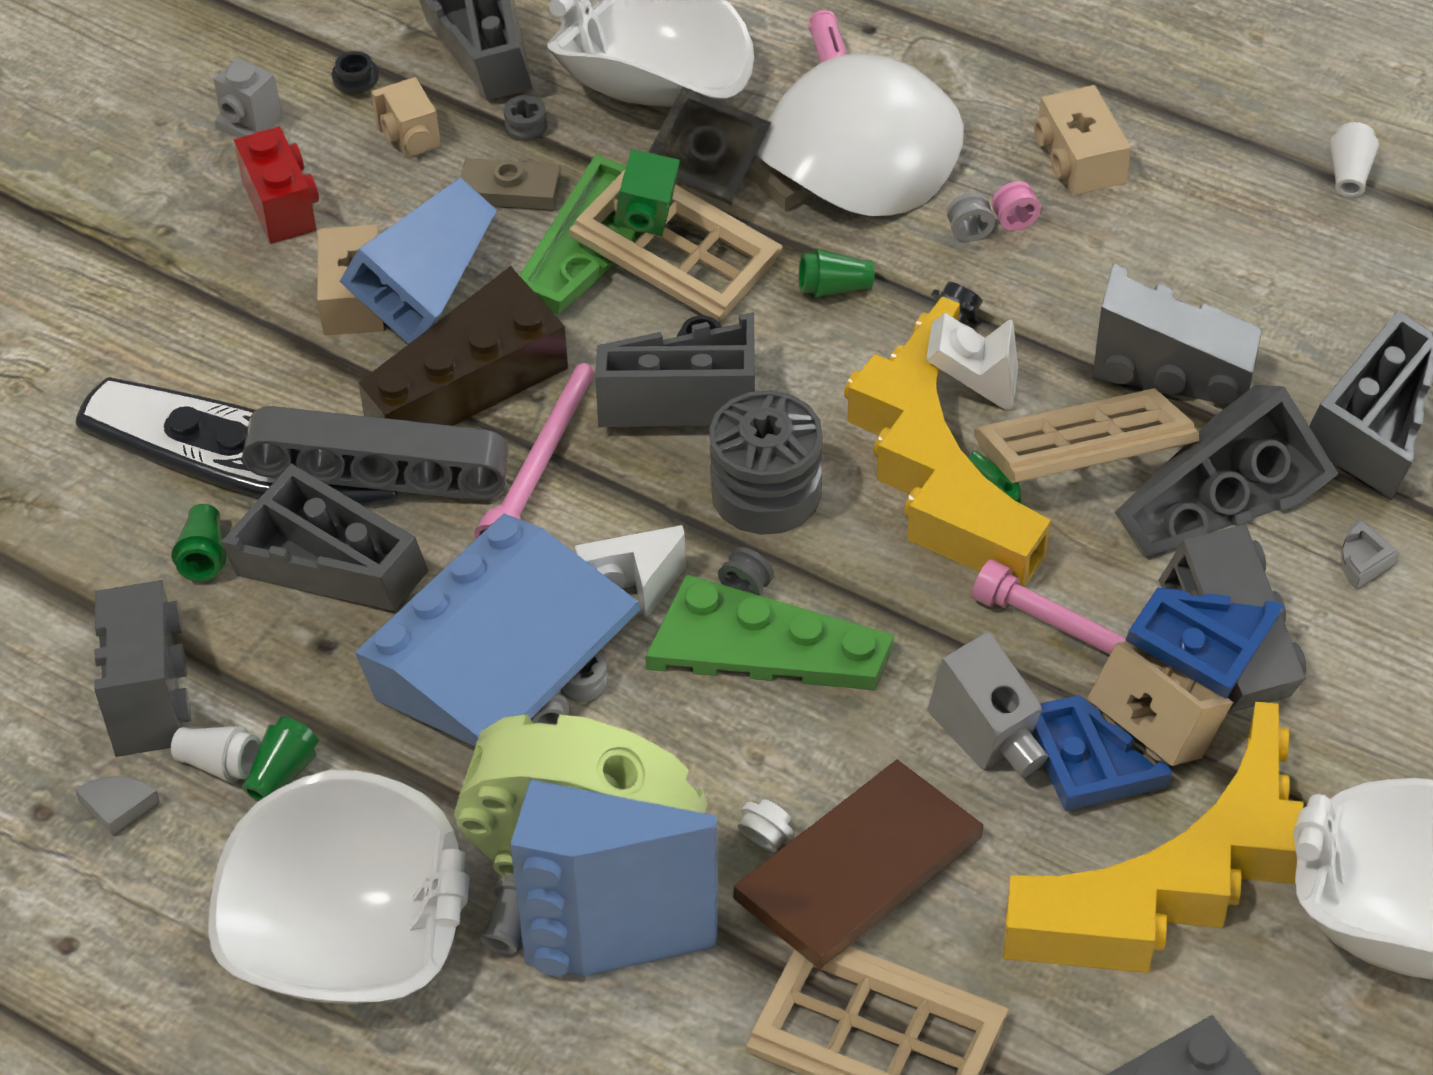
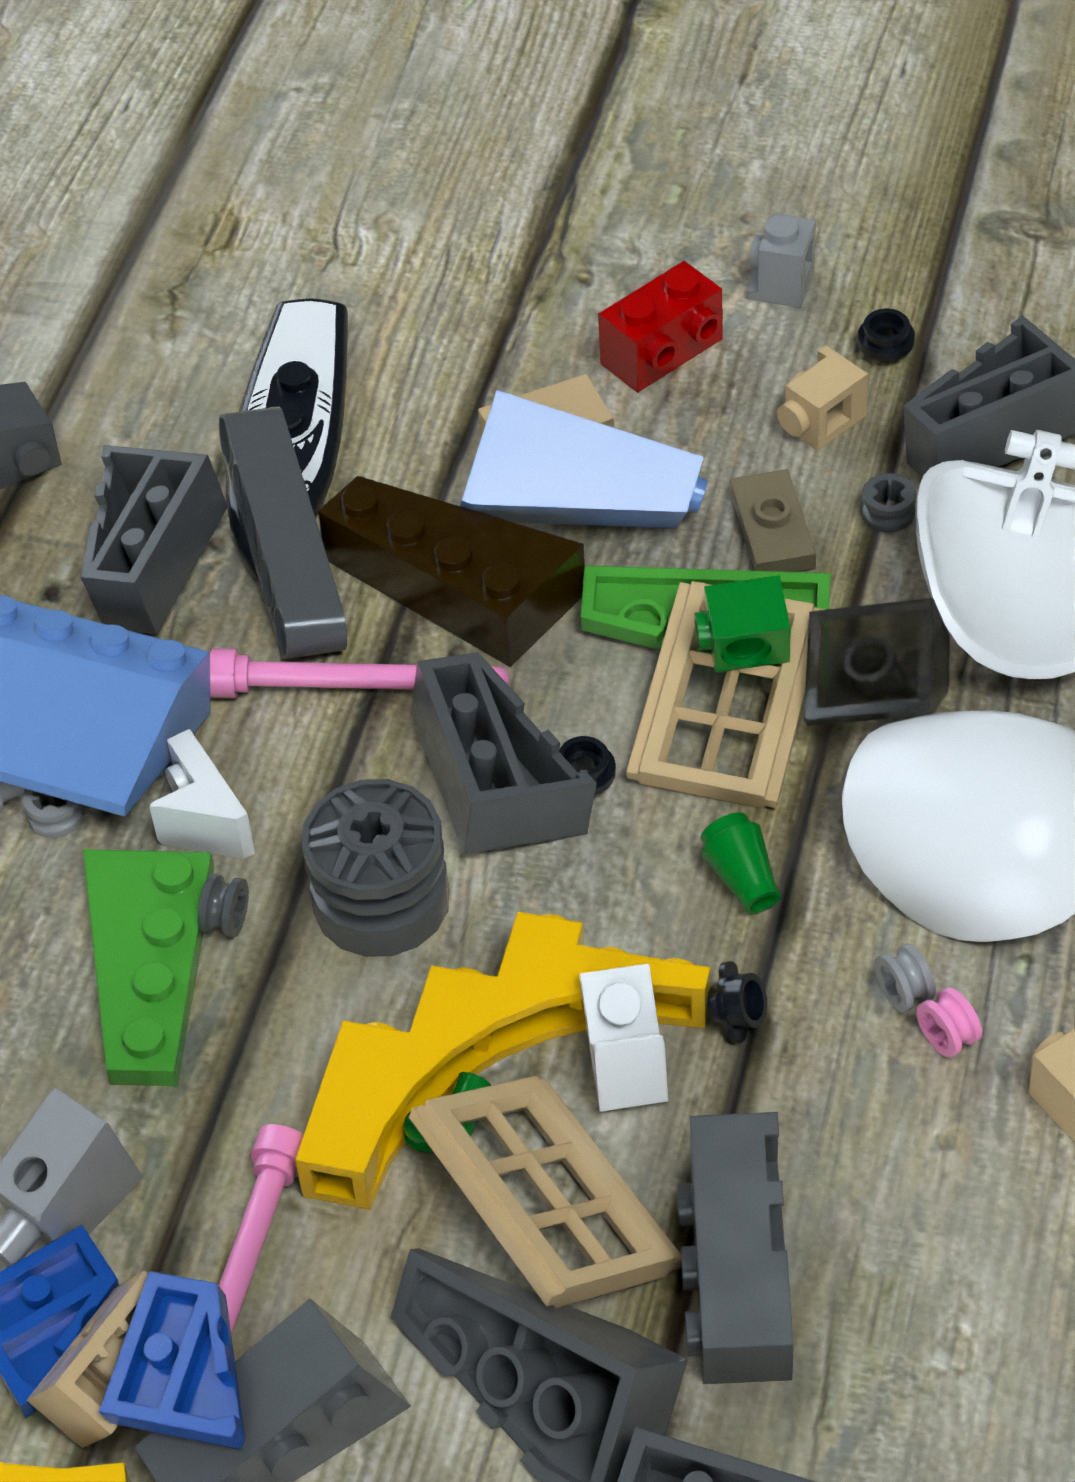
camera: 75 degrees right, 0 degrees up
(199, 547) = (143, 435): green cone -> none

